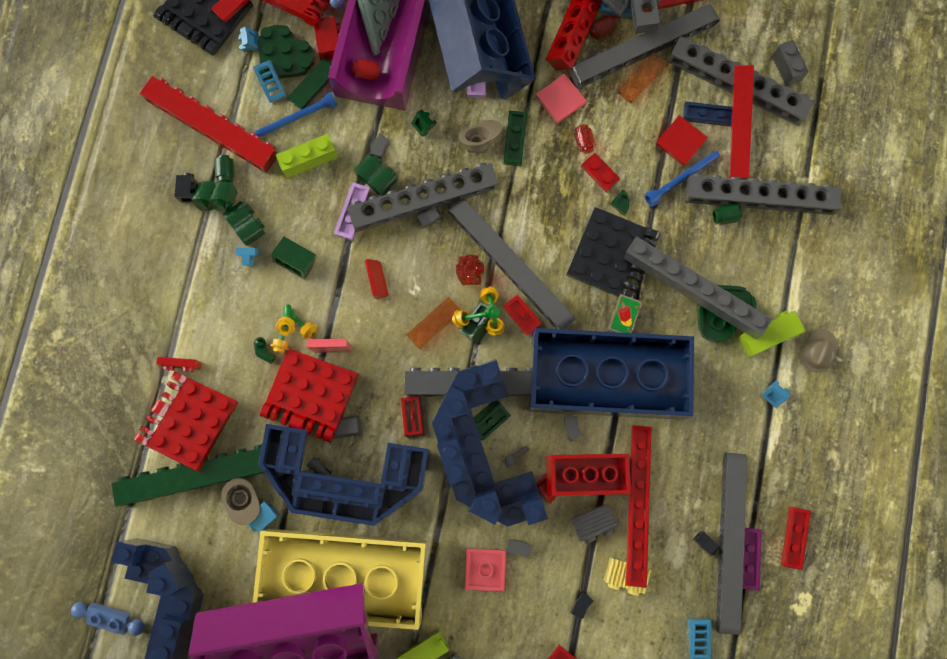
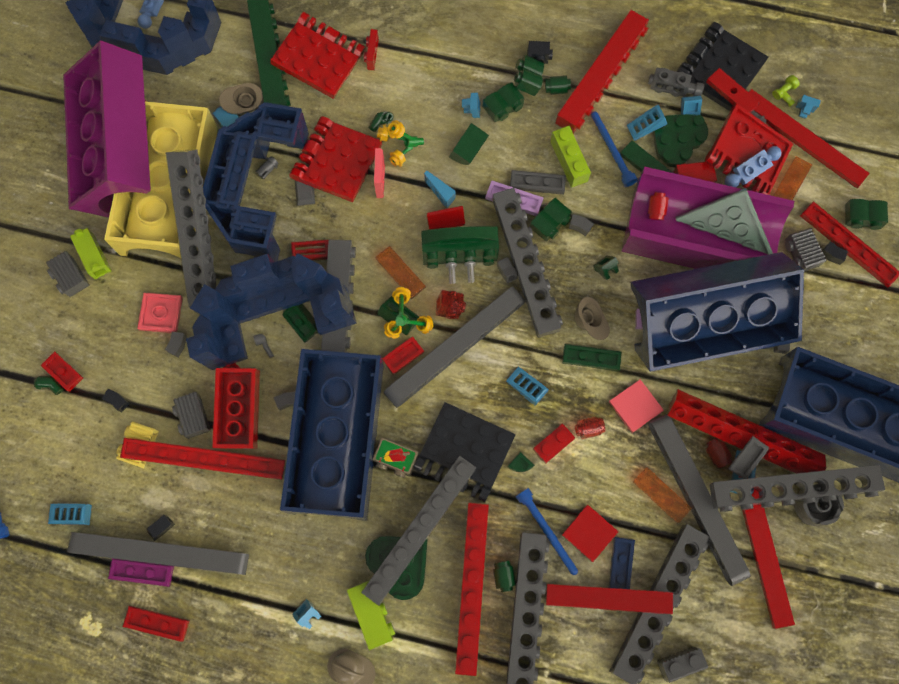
camera: 90 degrees right, 5 degrees down
(222, 48) = (674, 80): none -> dark grey brick
(333, 189) = (538, 182): none -> dark grey tile
(339, 545) = (187, 221): none -> dark grey brick
(343, 285) = (440, 189): none -> dark azure slope
(408, 253) = (460, 246): none -> dark green piece
(556, 184) = (522, 390): none -> dark azure slope
(740, 242) = (472, 590): none -> red brick

